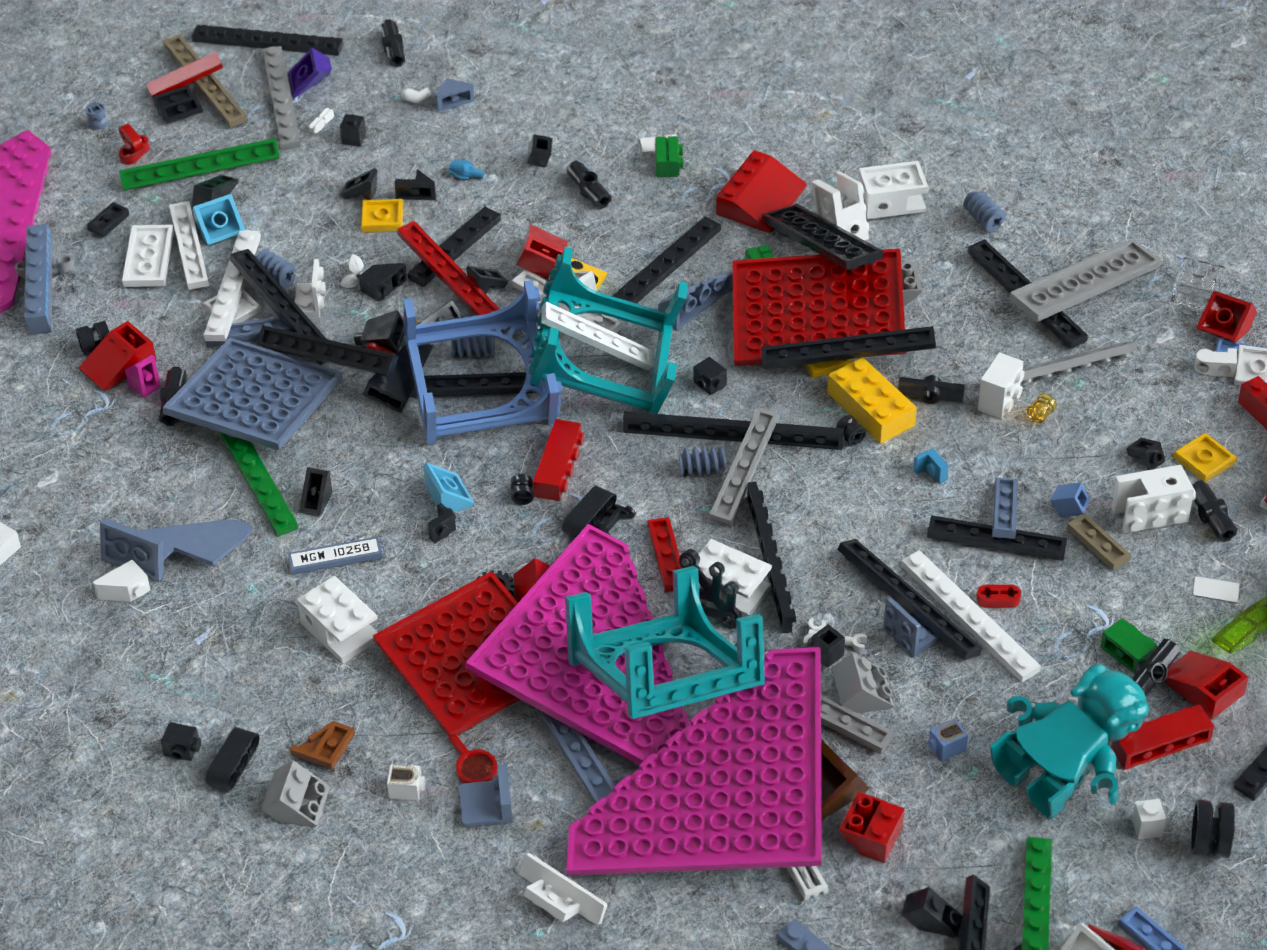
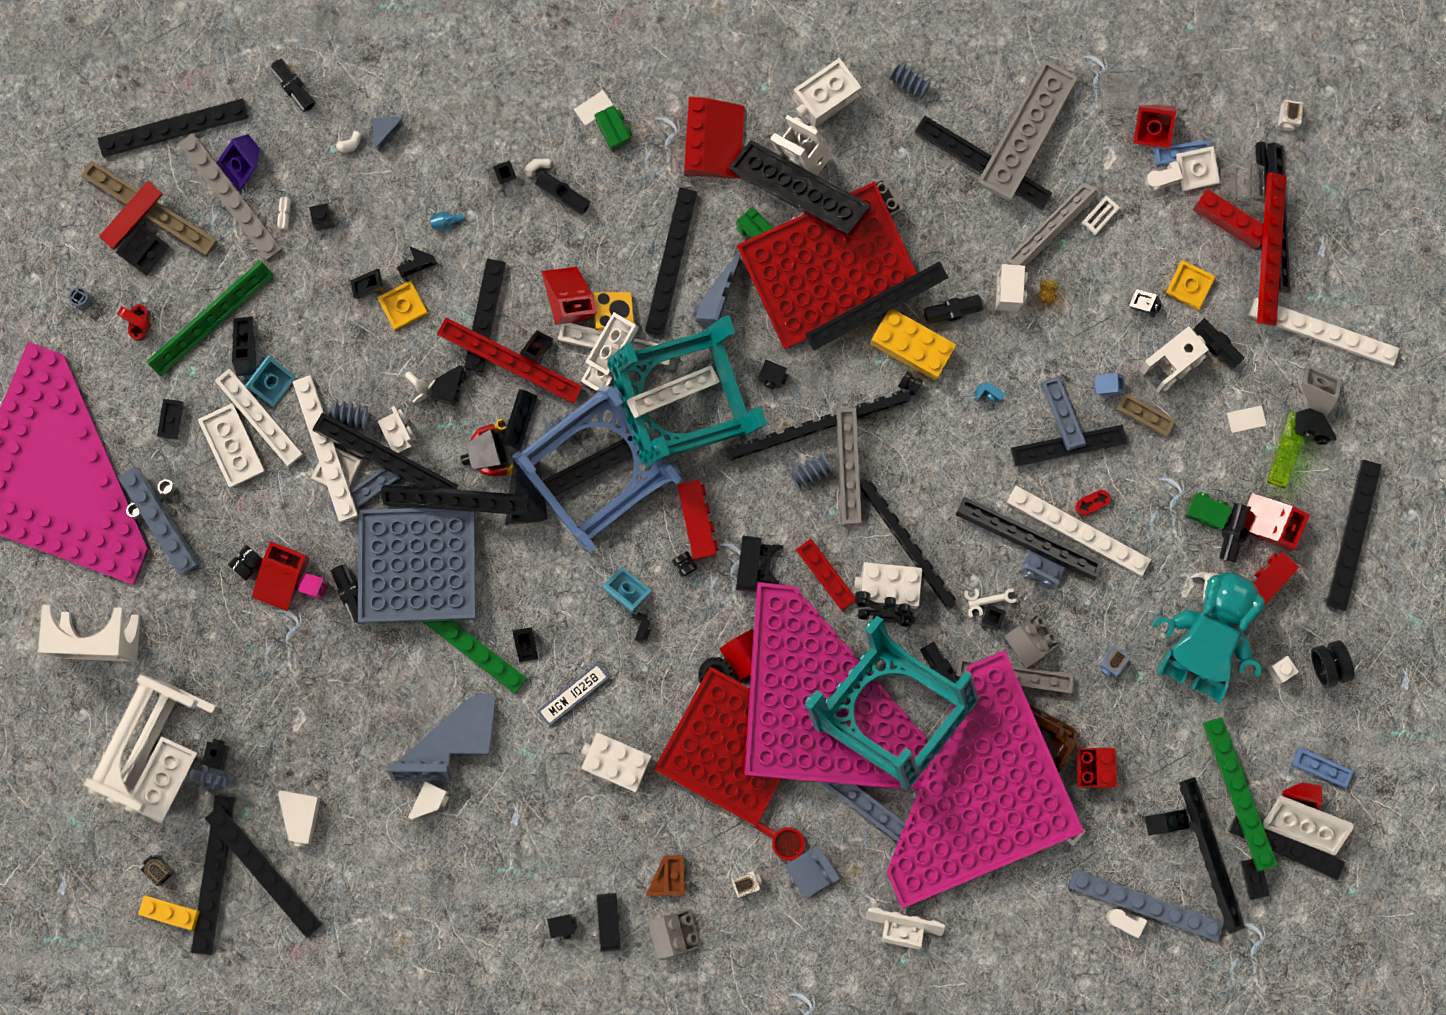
camera: 30 degrees left, 35 degrees up
(588, 163) = (535, 164): none -> white arm
(1134, 374) = (1090, 227): none -> white tile

